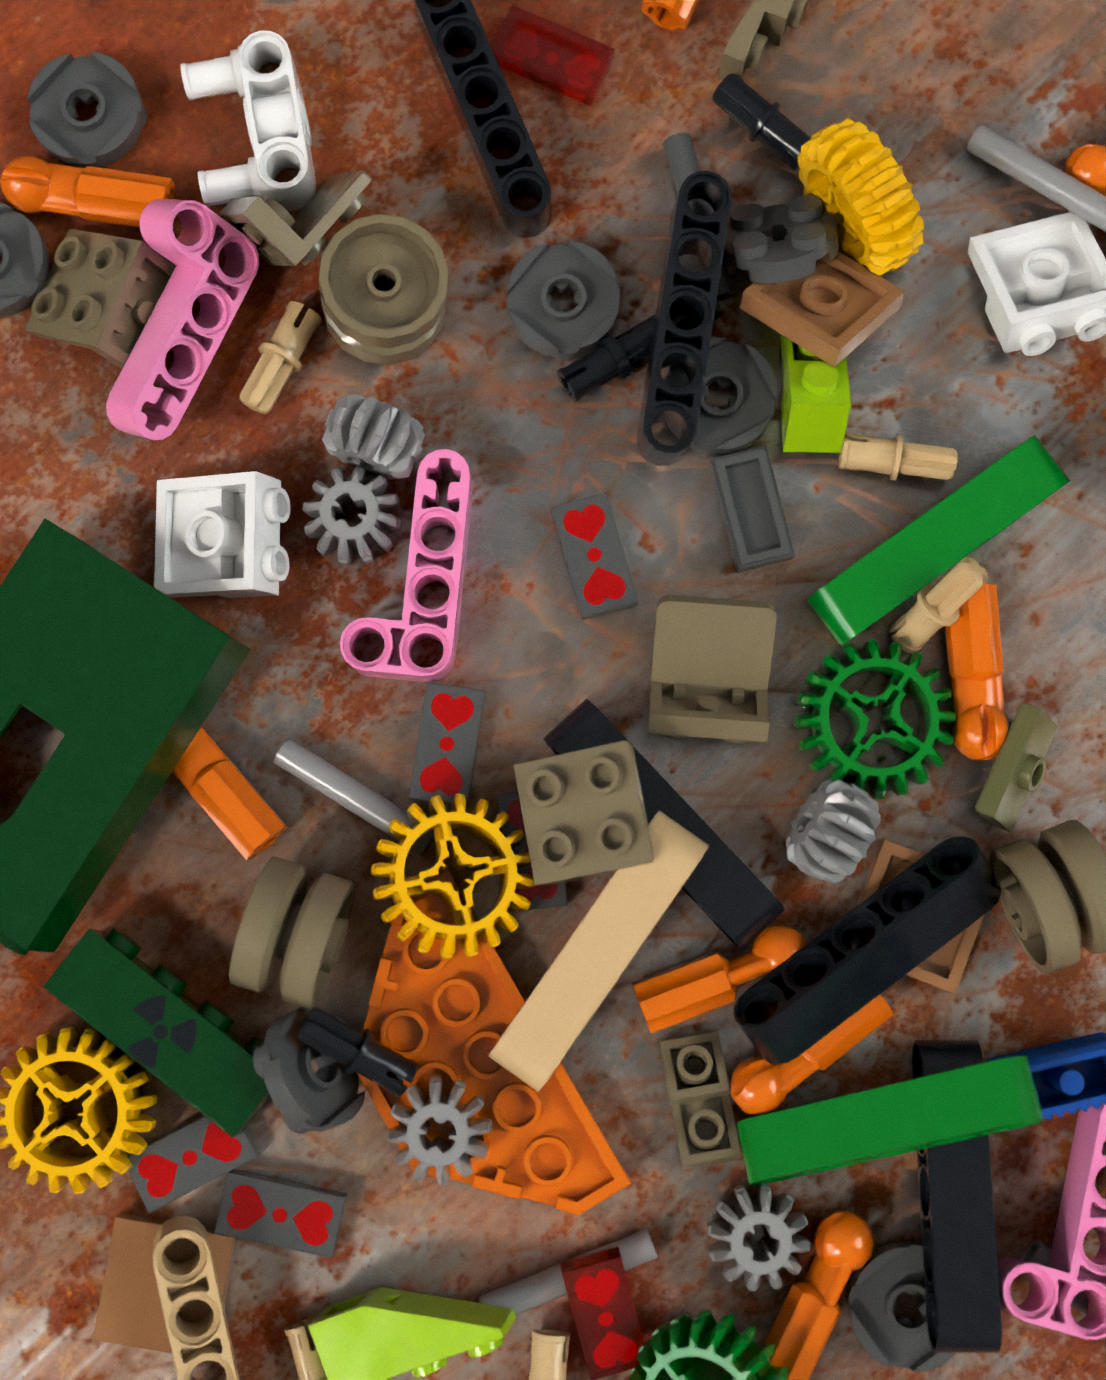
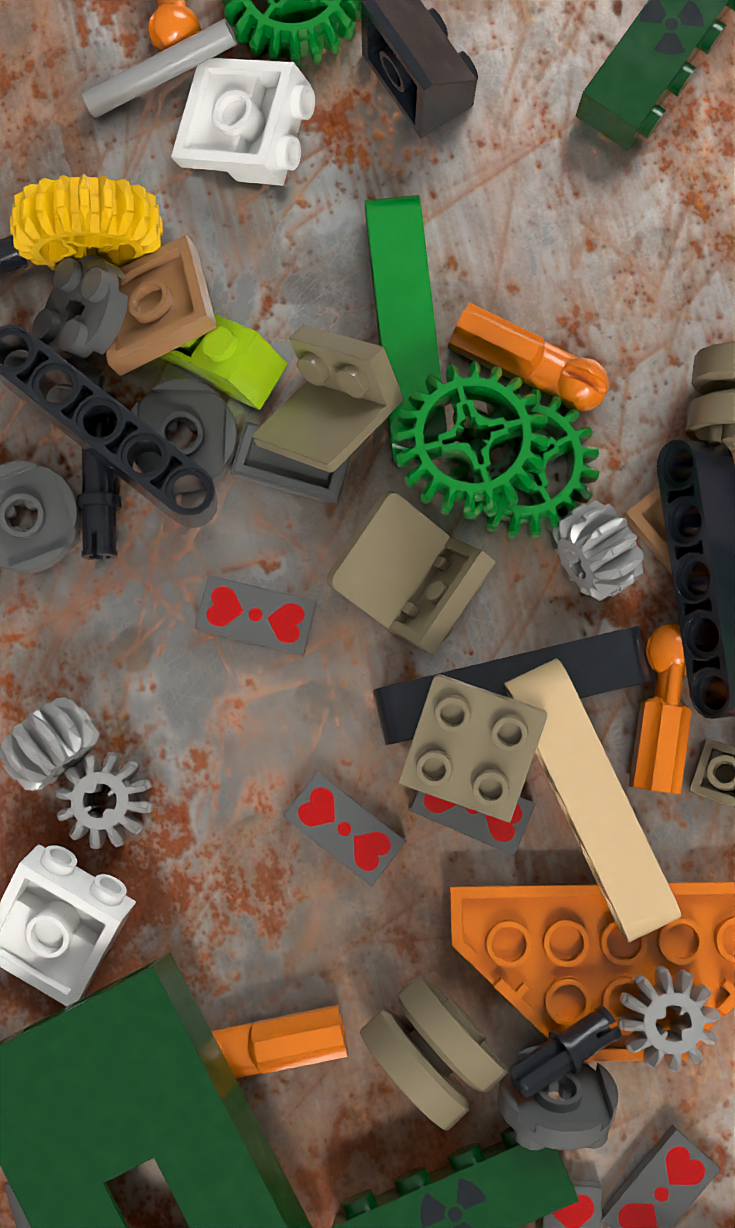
camera: 60 degrees left, 0 degrees up
(345, 790) = (343, 932): light grey piece -> none
(424, 568) = (184, 765): bright pink beam -> none
(448, 847) = (488, 892): yellow gear -> none
(826, 518) = (338, 407): none -> dark tan bracket
(886, 674) = (461, 393): none -> green gear
(897, 457) = (322, 313): tan axle -> none
(938, 605) = (458, 341): tan axle -> none
(1017, 768) = (627, 372): olive plate -> none

